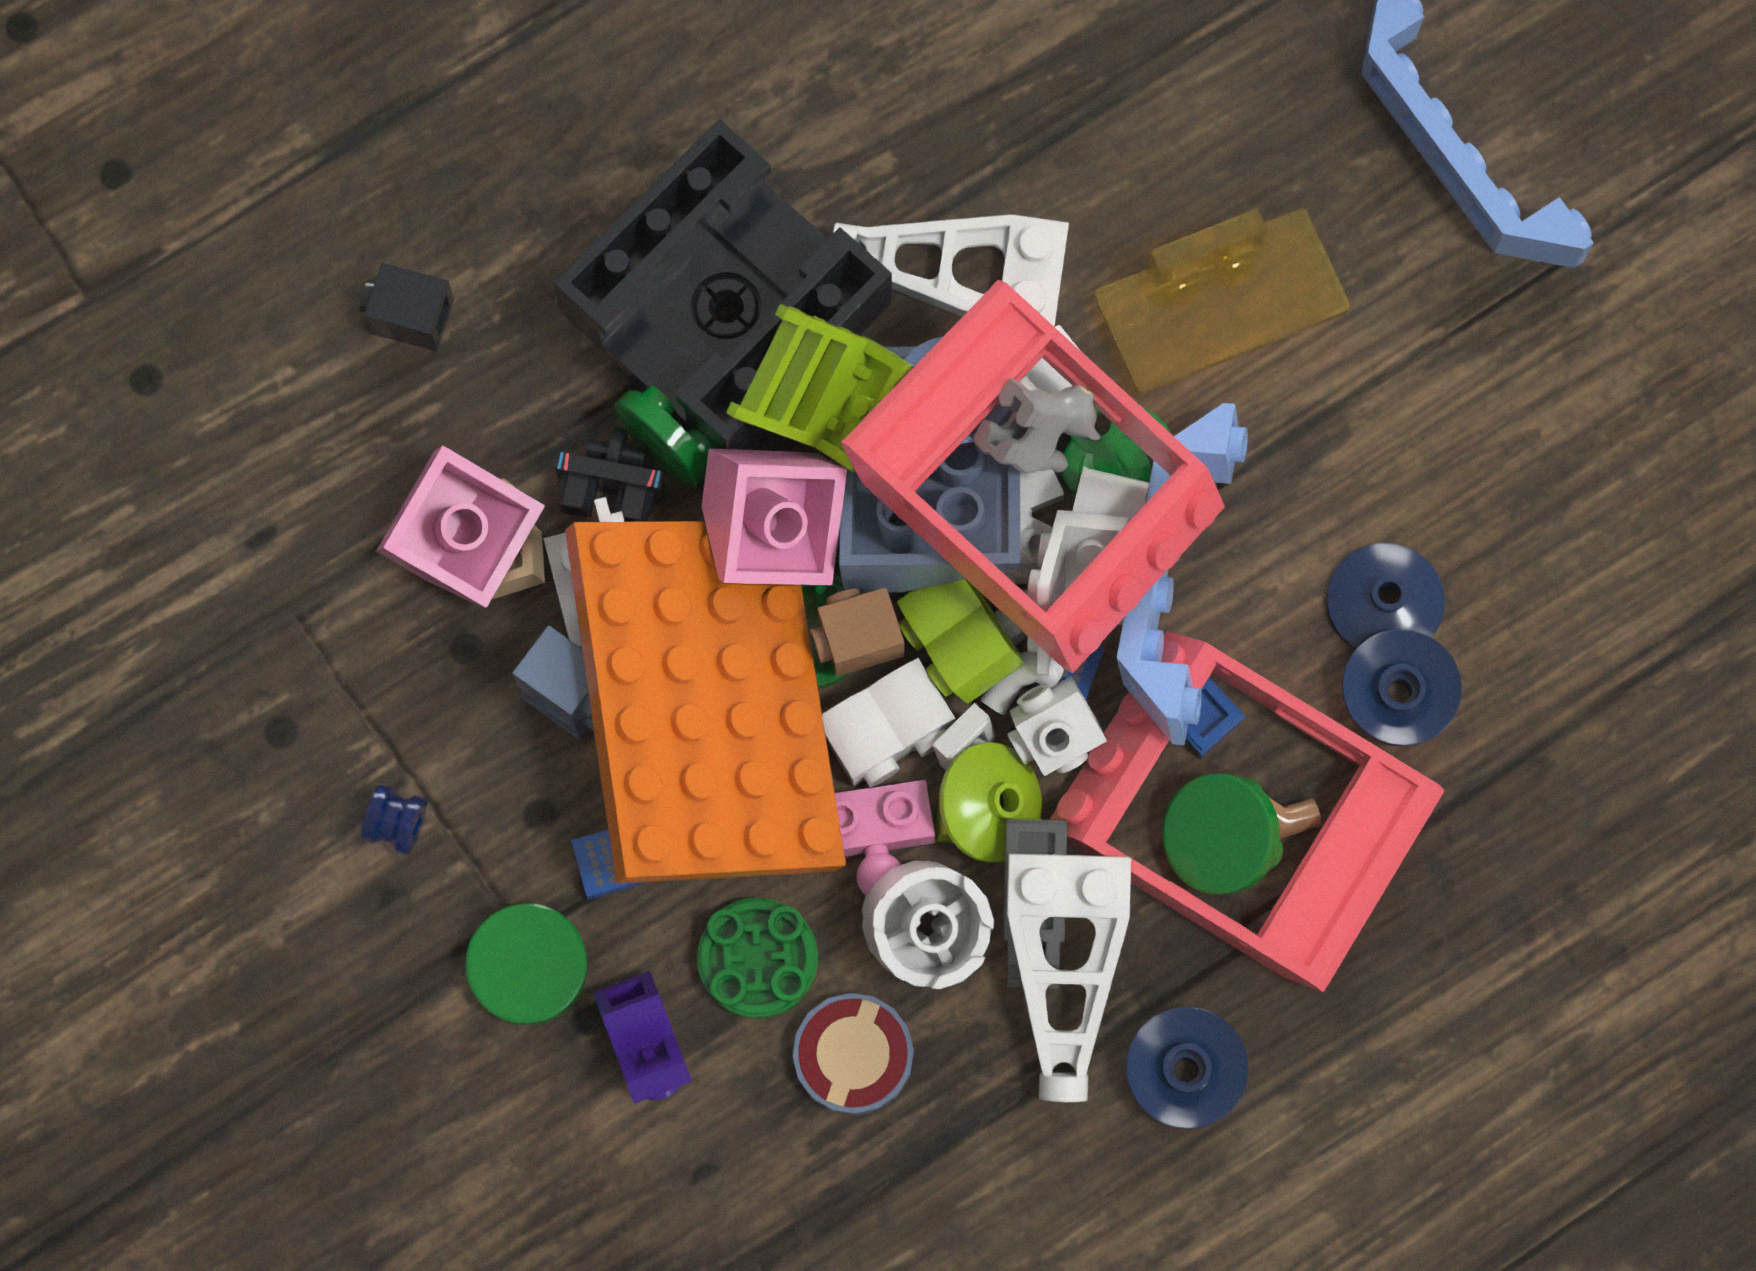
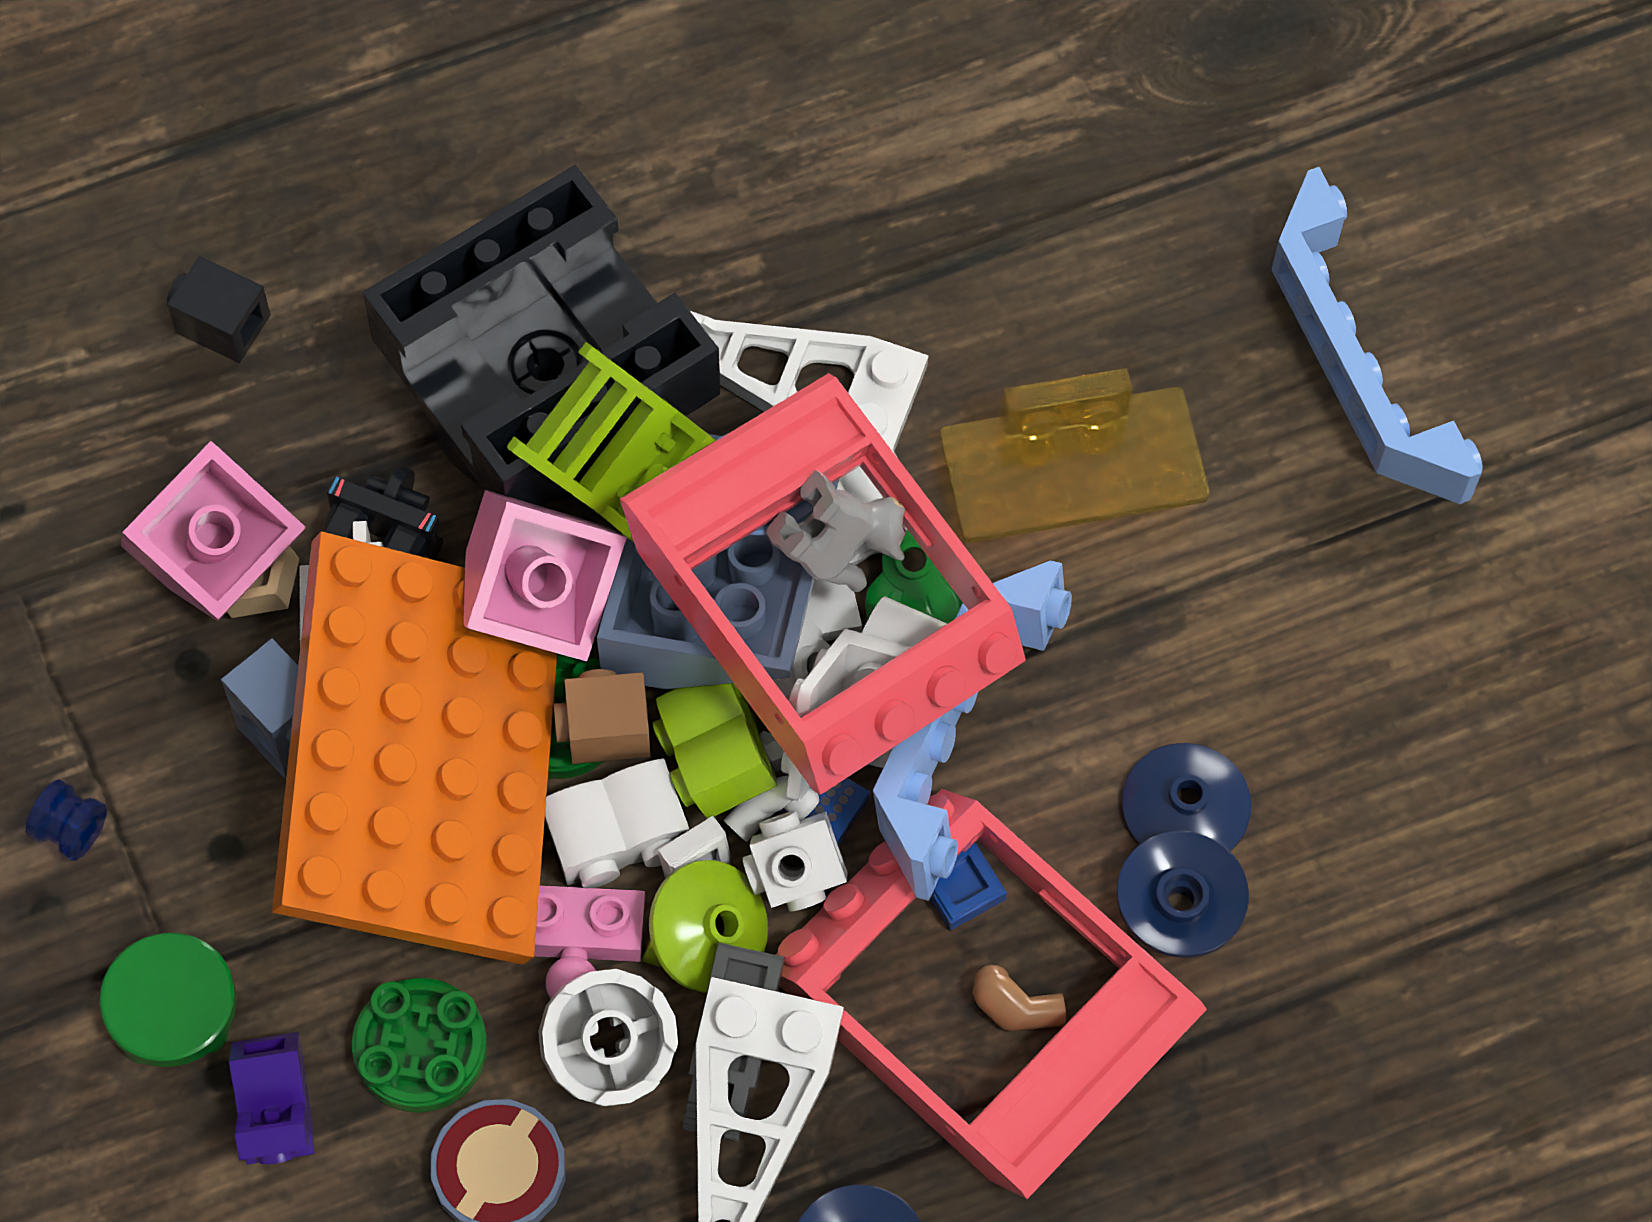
camera: 10 degrees right, 10 degrees down
(596, 865) = (275, 929): blue tile -> none
(667, 443) = (442, 477): green tile -> none
(1221, 834) = (952, 1007): green tile -> none

